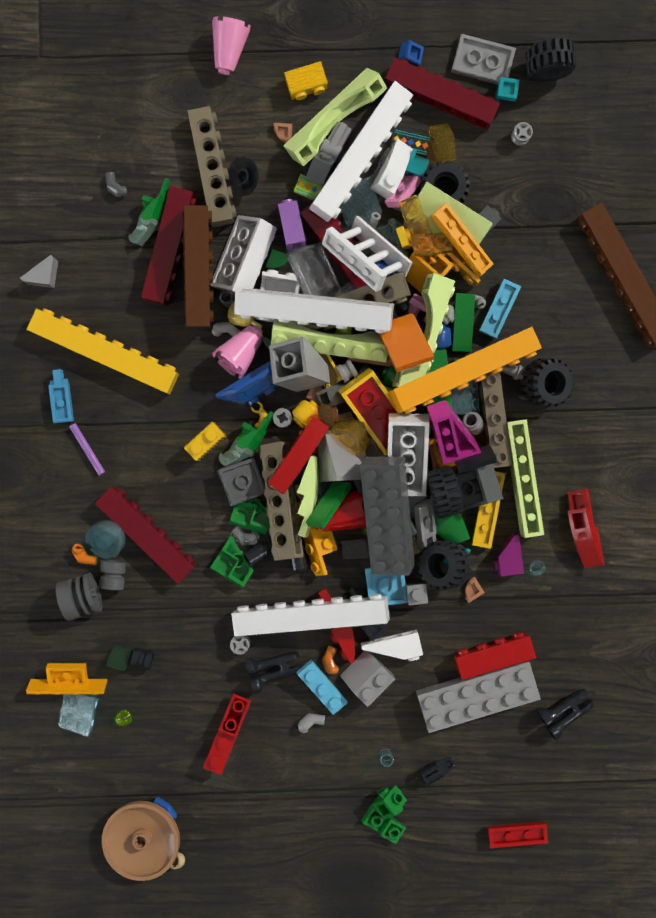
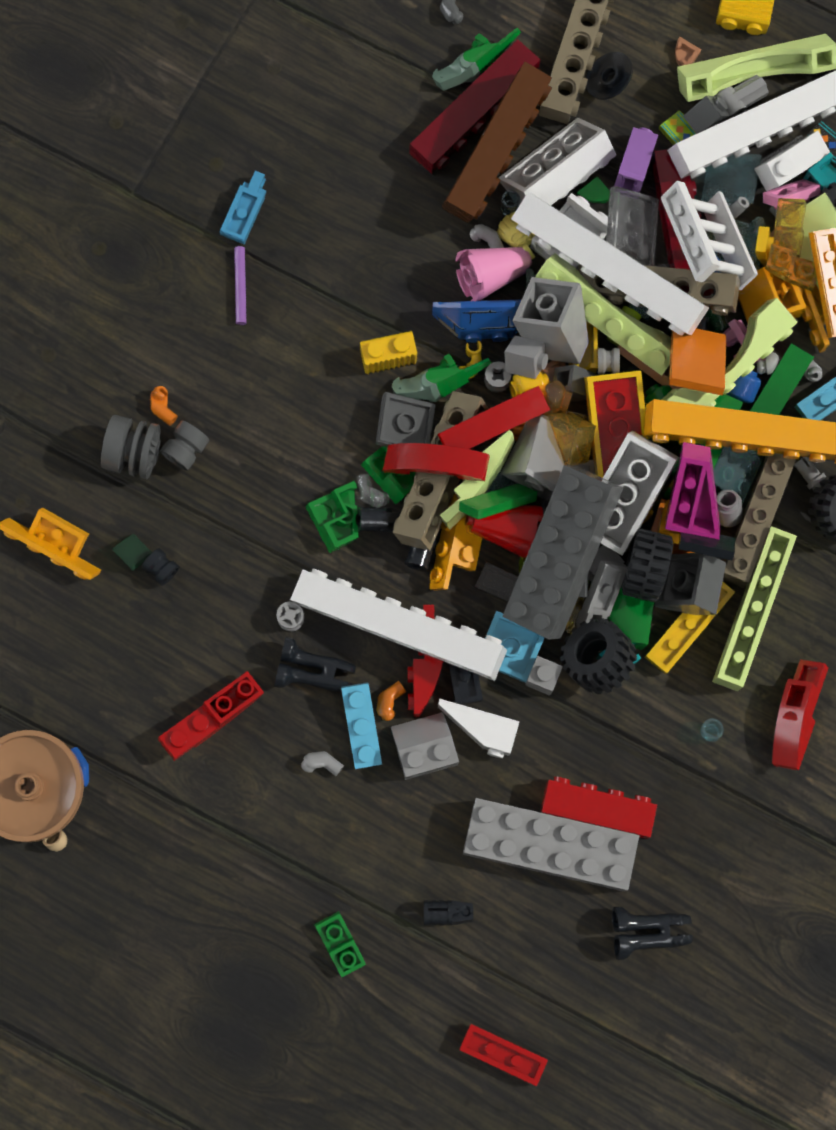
camera: 30 degrees right, 10 degrees down
(42, 274) = (308, 58): light grey slope -> none
(78, 713) = (43, 588): clear light blue hinge -> none
(102, 351) = (328, 184): yellow brick -> none
(106, 539) = (202, 397): clear light blue cylinder -> none
(123, 722) = (93, 626): clear neon green hinge -> none
(146, 534) = (253, 421): dark red brick -> none
(276, 500) = (436, 459): none -> red slope
(293, 399) = (525, 357): none -> light grey brick
(386, 763) = (393, 867): clear light blue hinge -> none
(389, 802) = (364, 915): green brick -> none
(473, 589) = (616, 714): nougat tile -> none
(509, 558) = (683, 699): magenta slope -> none

